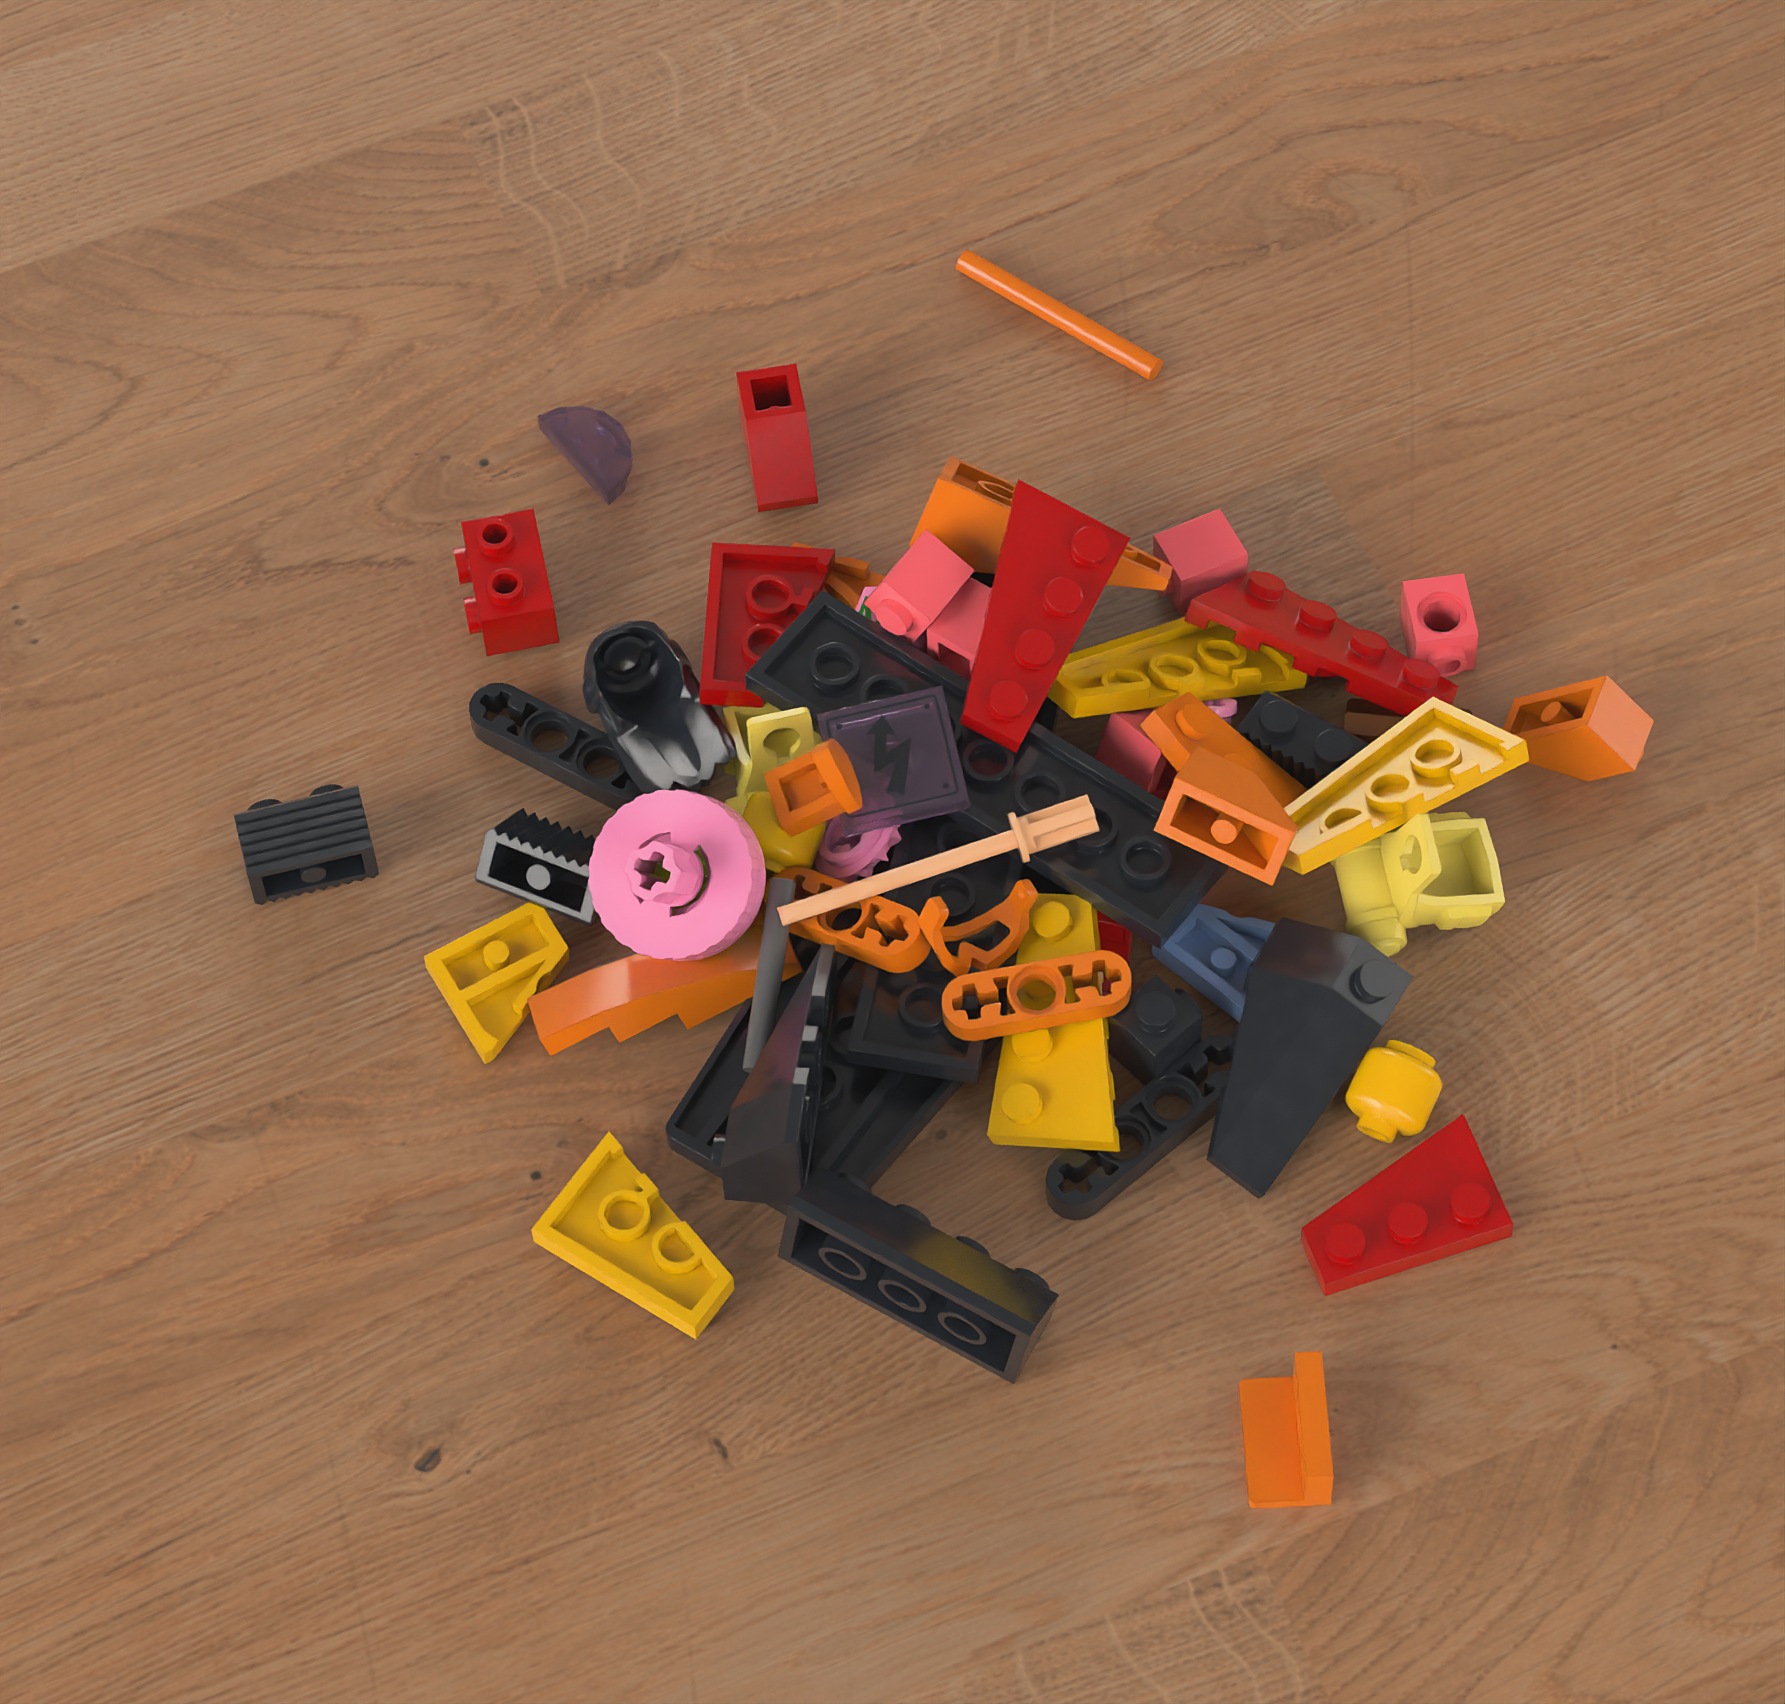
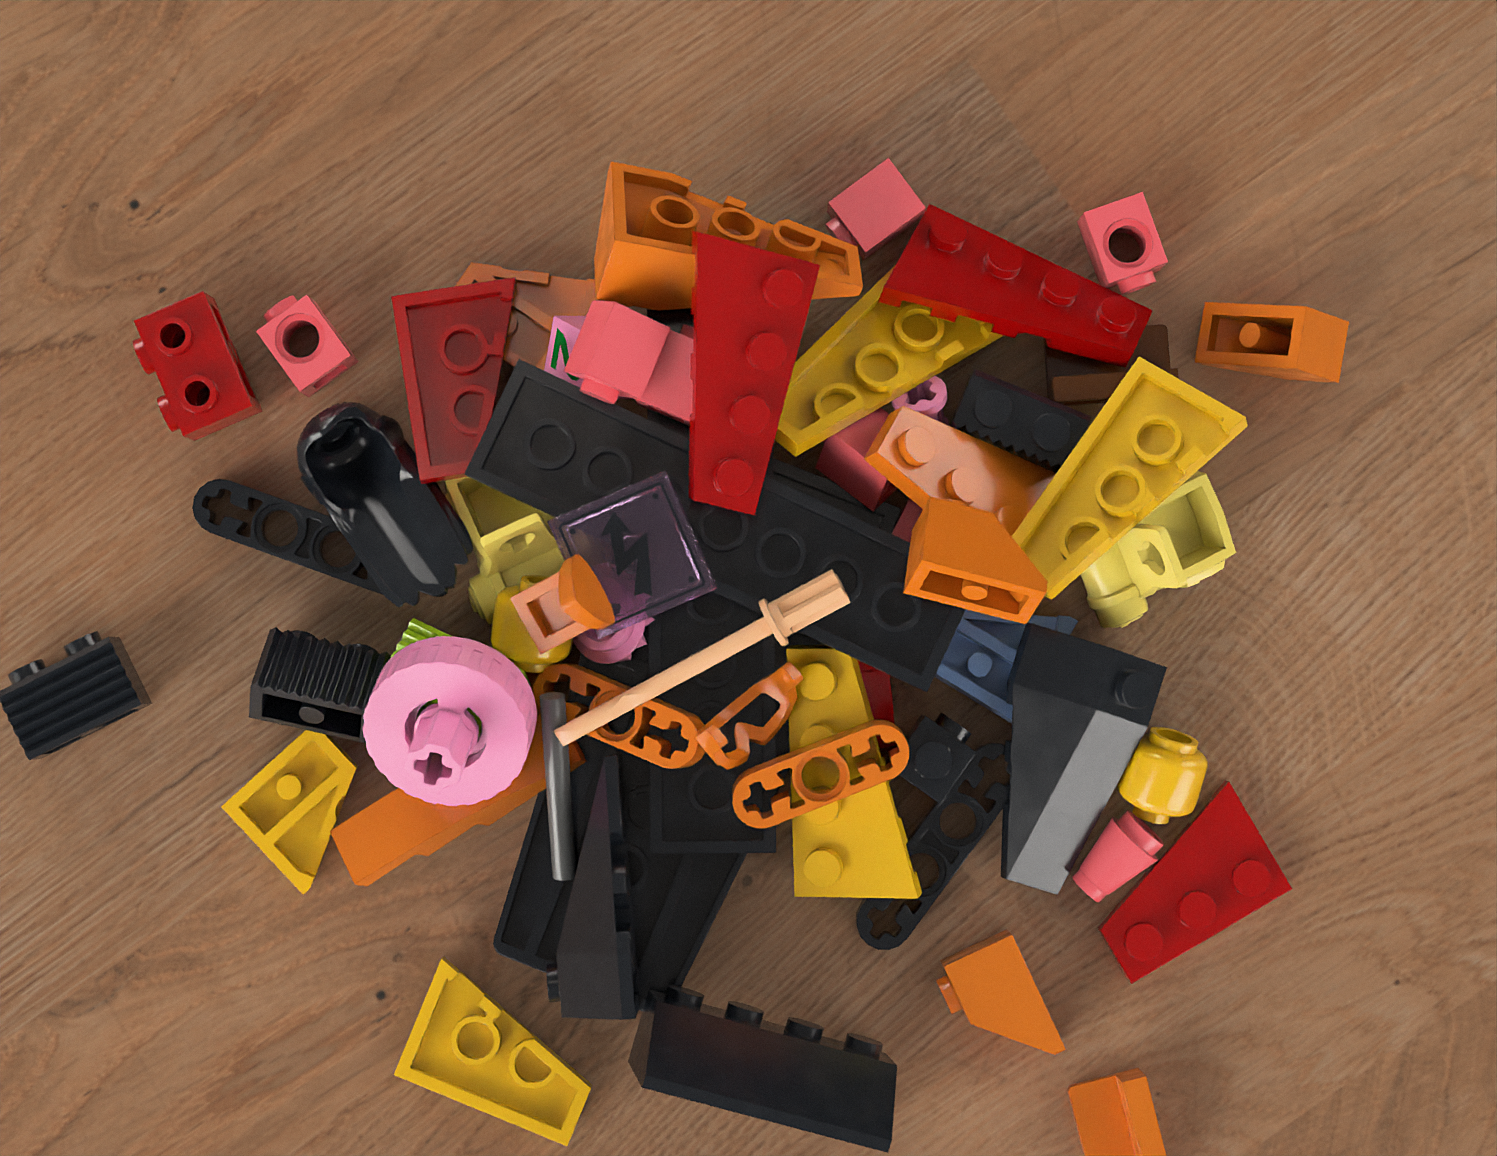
camera: 10 degrees left, 30 degrees up
(593, 445) = (241, 171): tile -> none
(614, 562) = (325, 363): none -> coral brick
(776, 437) = (425, 144): red slope -> none
(1182, 1265) = (999, 993): none -> orange slope
(1333, 1162) = (1117, 856): none -> coral cone

